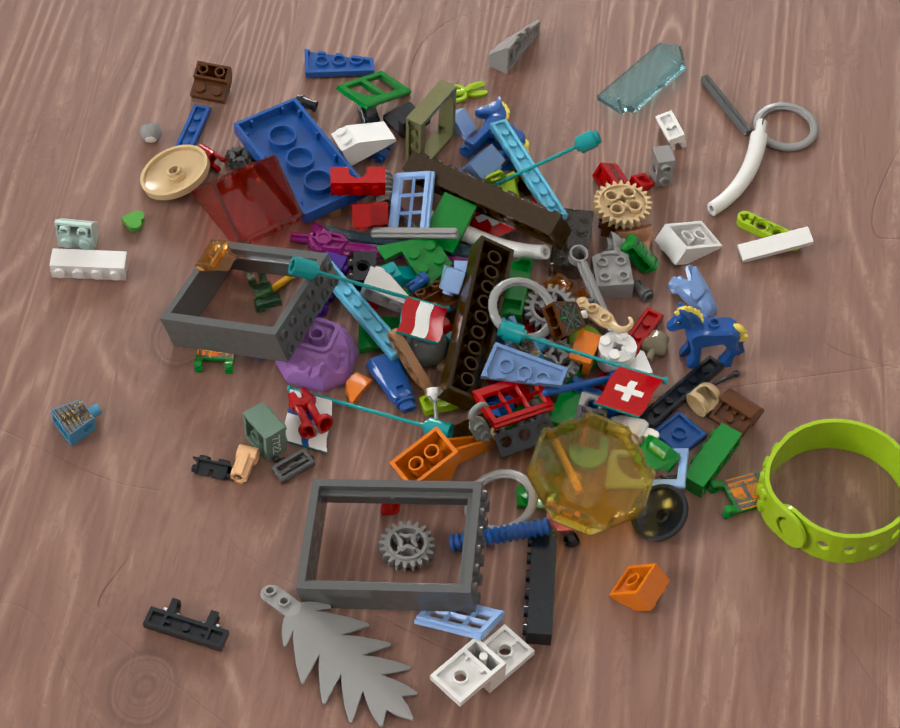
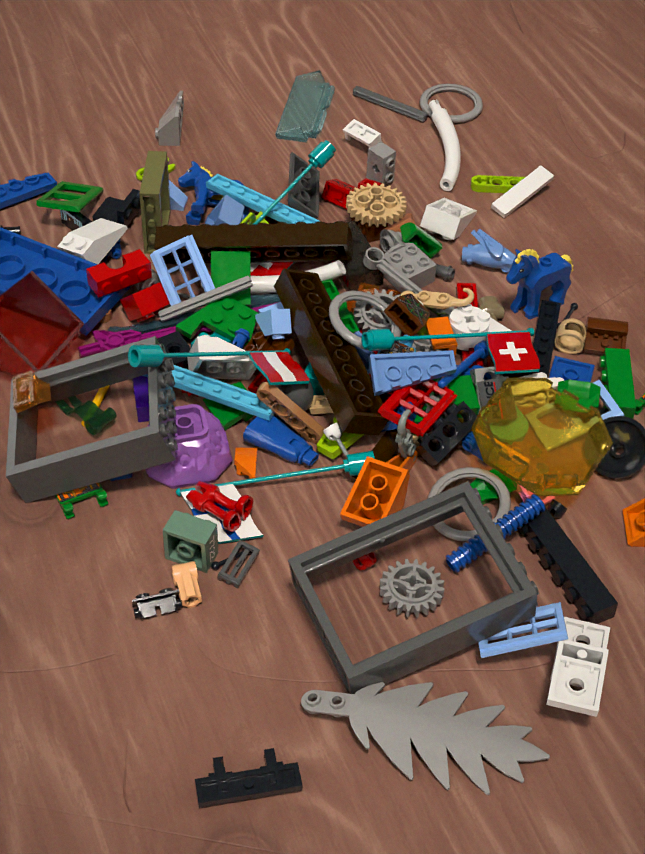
camera: 30 degrees left, 5 degrees down
(567, 170) = (305, 193): none -> dark grey slope

